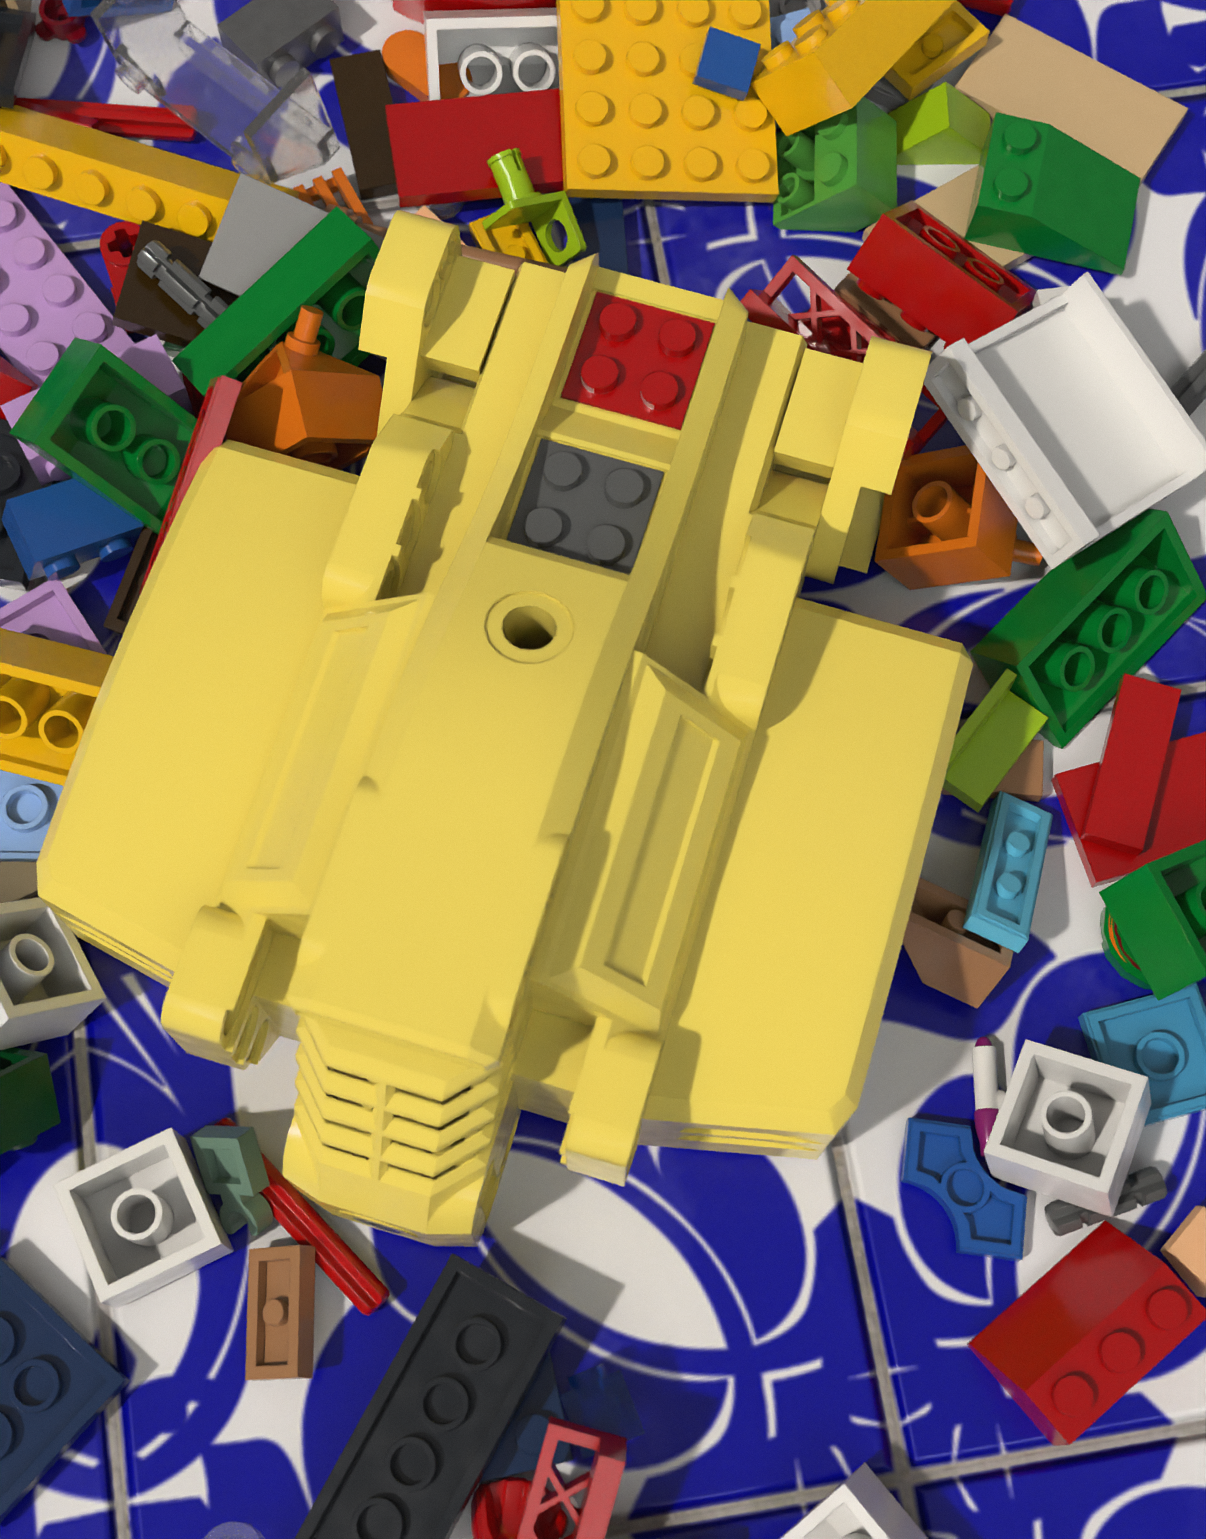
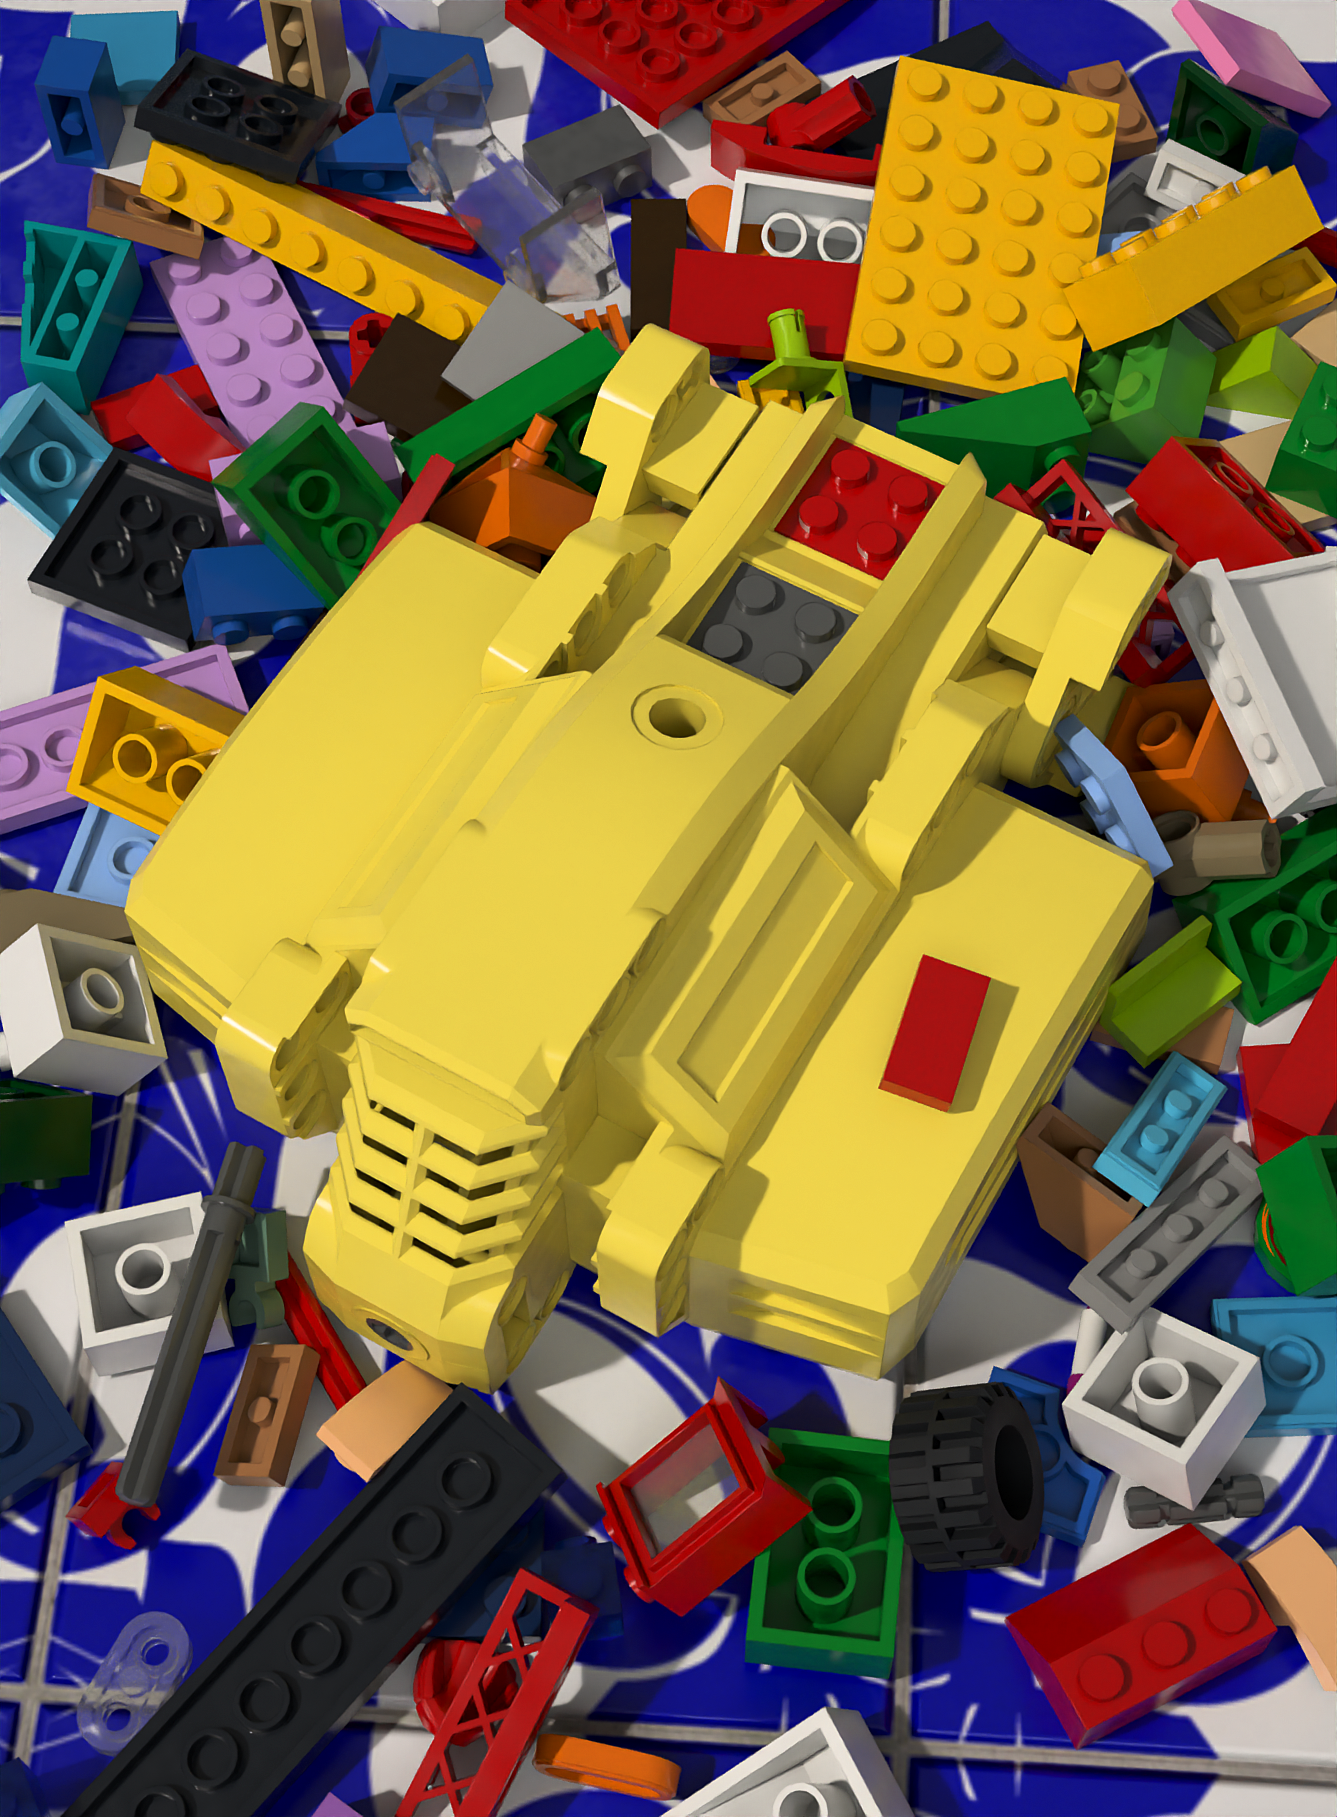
camera: 15 degrees right, 10 degrees down
(76, 66) = (370, 161): none -> blue slope
(156, 1427) = (101, 1511): none -> red tile
(180, 283) = (420, 376): dark grey axle -> none
(194, 1261) = (190, 1324): none -> dark grey axle
(391, 1296) = (382, 1418): none -> light nougat slope
(689, 1318) = (700, 1503): none -> red window
(726, 63) = (1041, 265): blue tile -> none
(729, 244) = (1011, 437): none -> green slope
(810, 1329) = (833, 1579): none -> green brick
(822, 867) = (934, 1033): none -> red tile
(907, 579) = (1111, 796): none -> light blue plate
(917, 1240) = (966, 1477): none -> black tyre
(976, 608) = (1213, 851): none -> dark tan piece
(1042, 971) = (1169, 1235): none -> light grey plate

